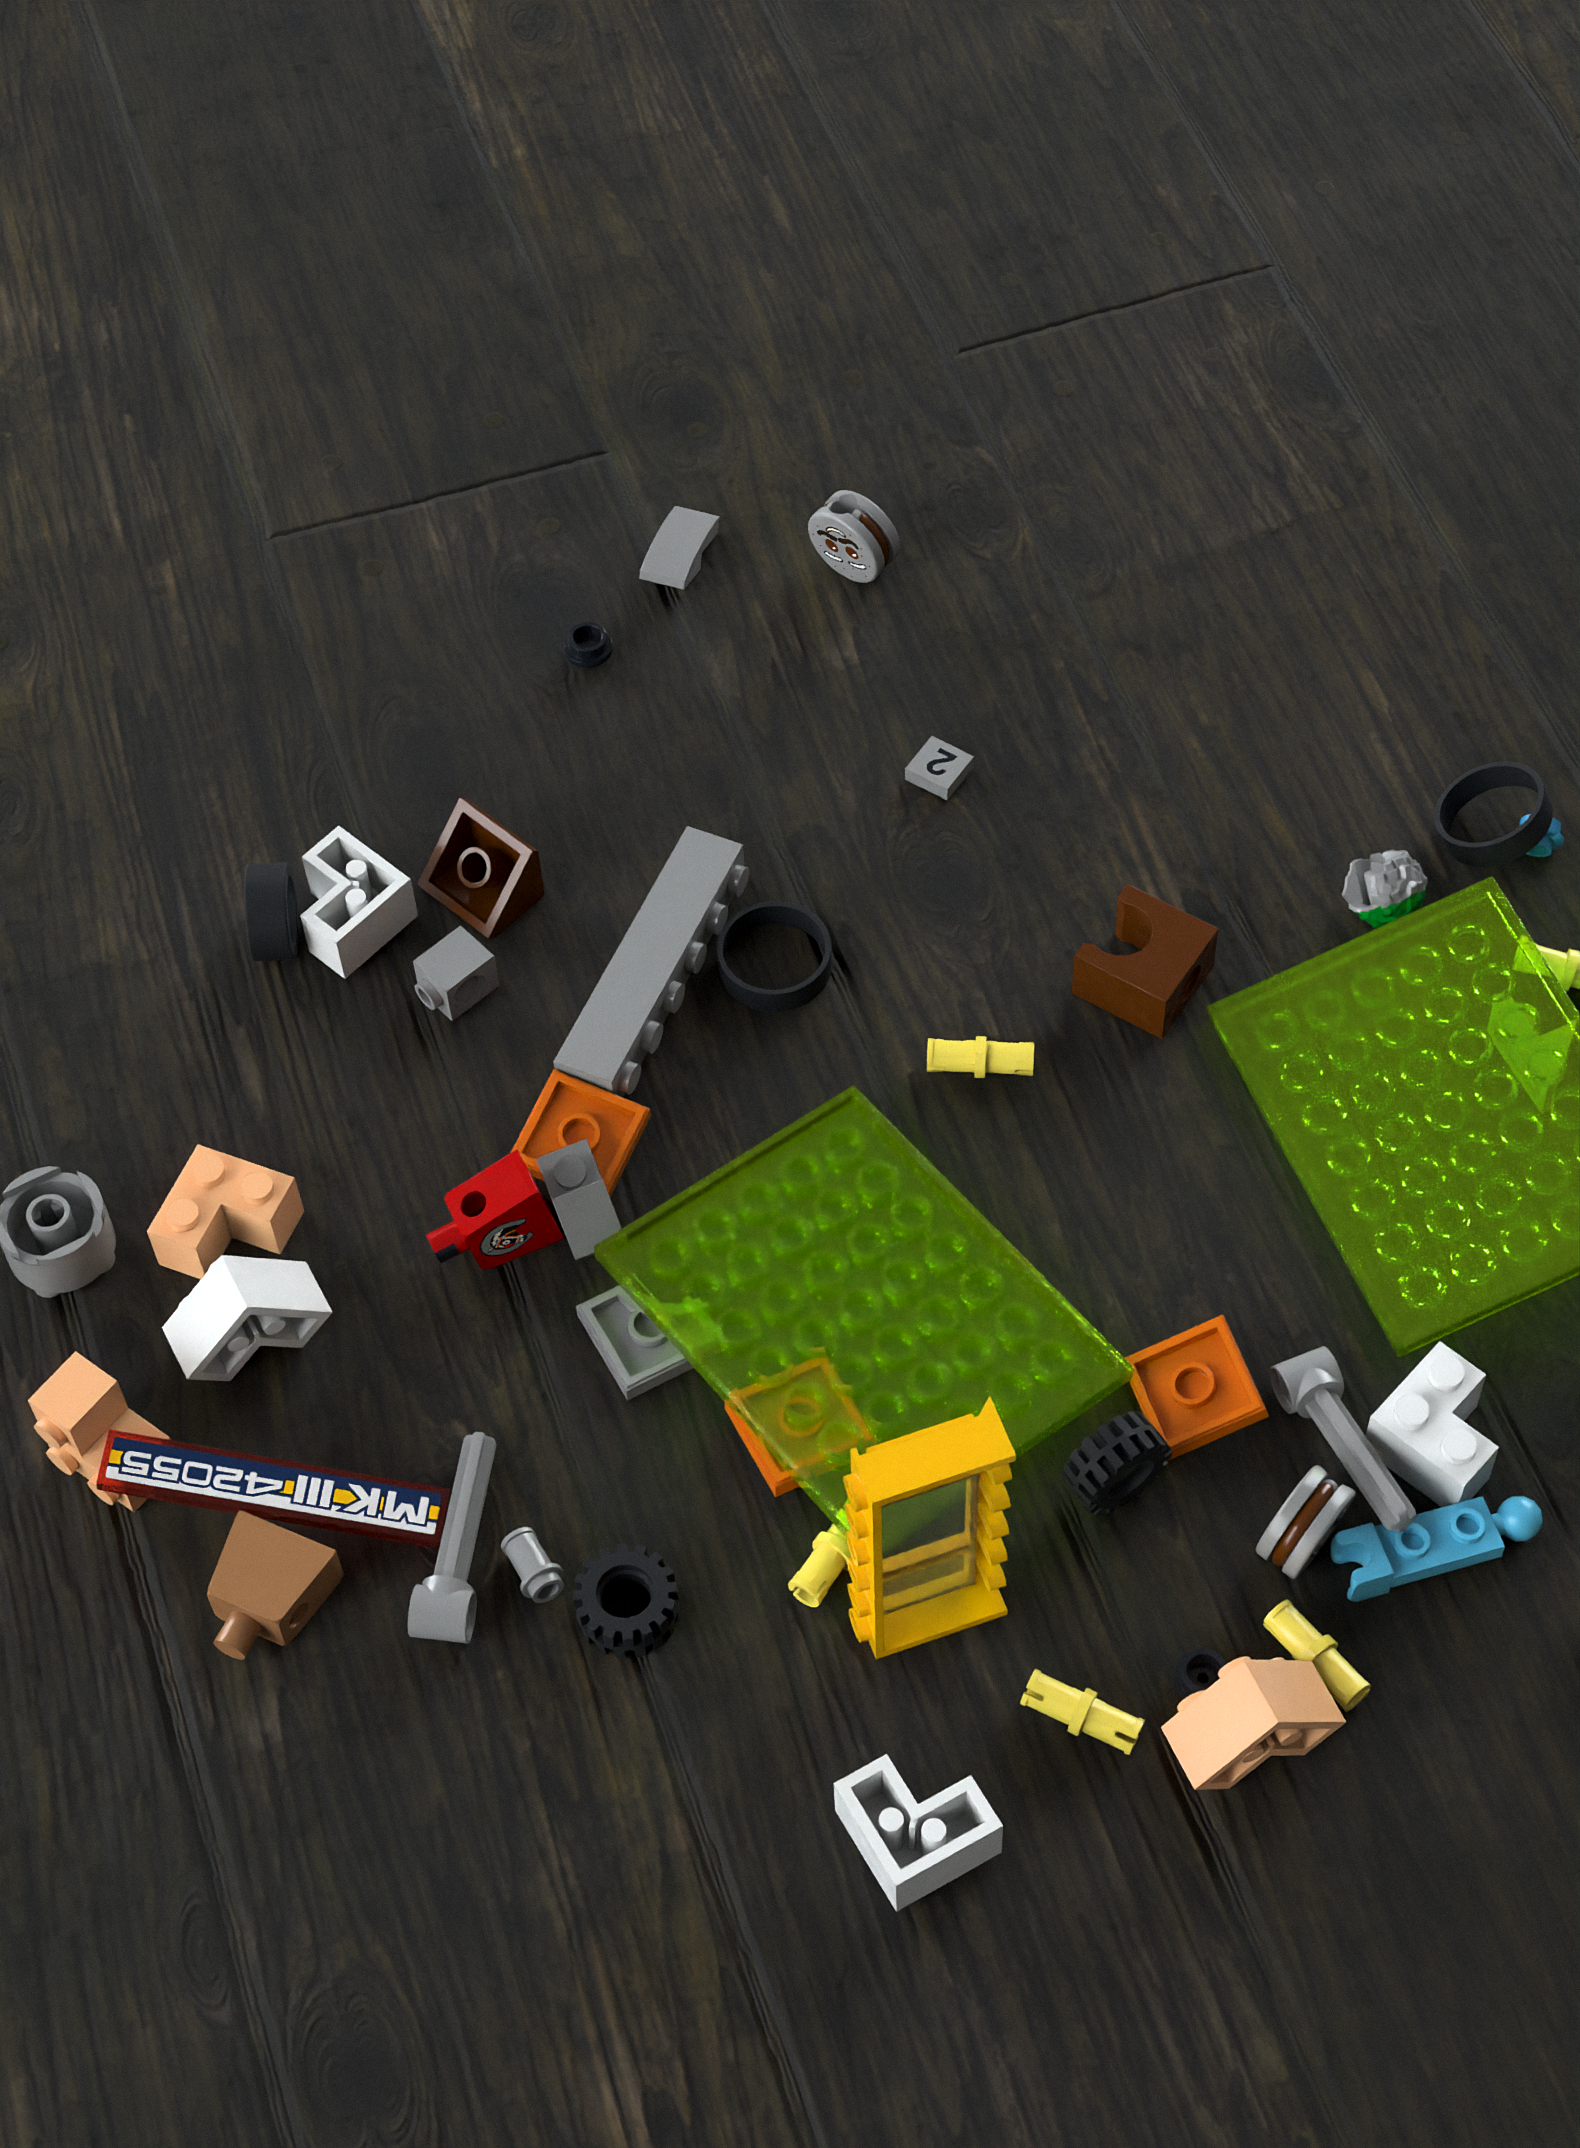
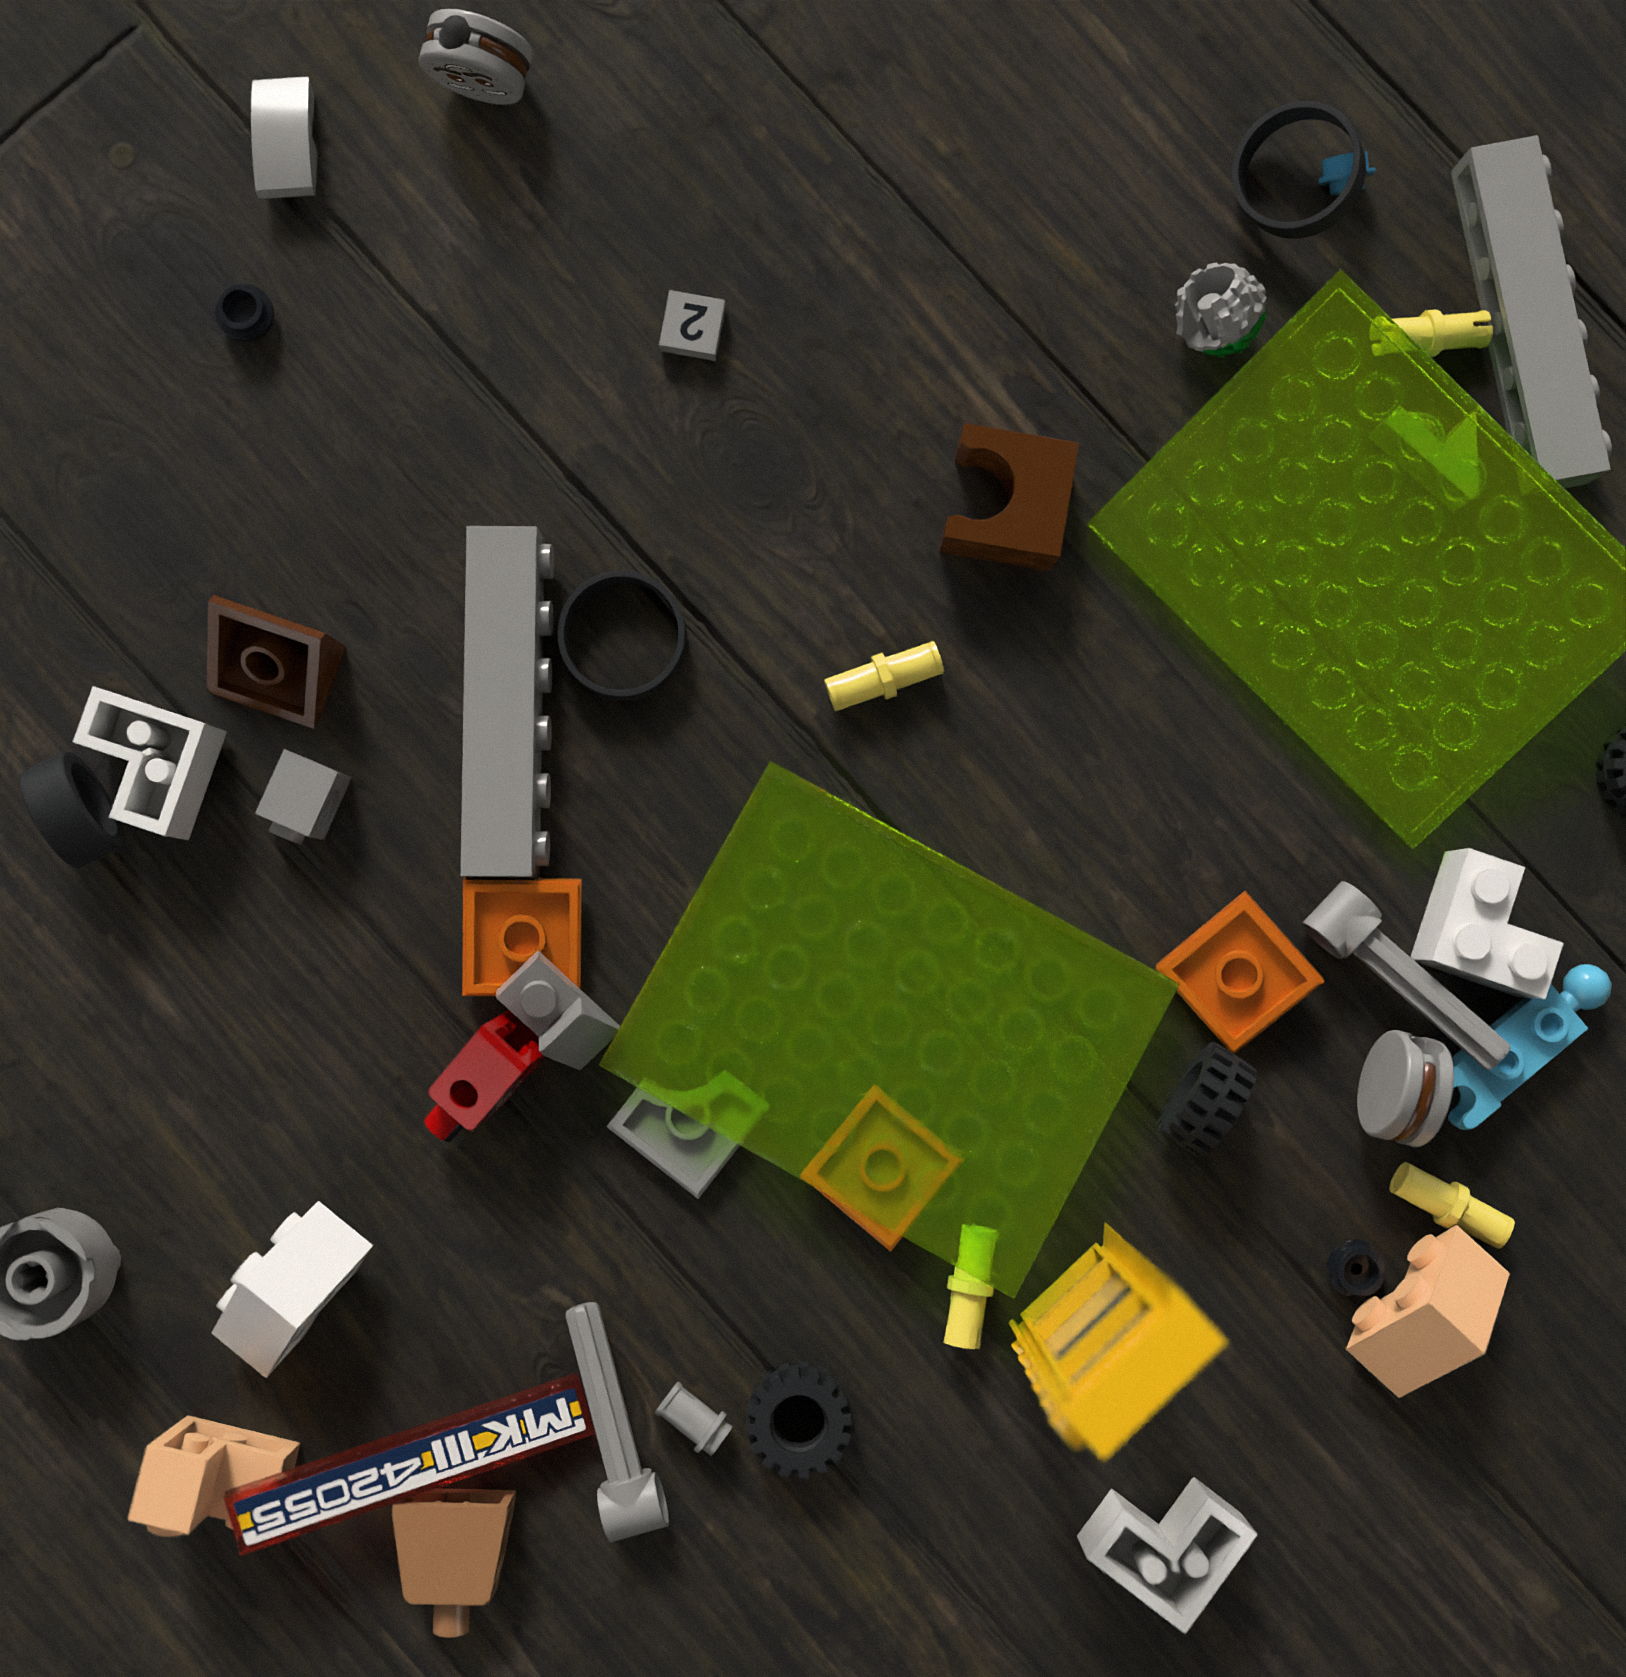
camera: 30 degrees left, 30 degrees up
(219, 1201) = (188, 1174): light nougat brick -> none
(1082, 1711) = (1270, 1353): light yellow pin -> none

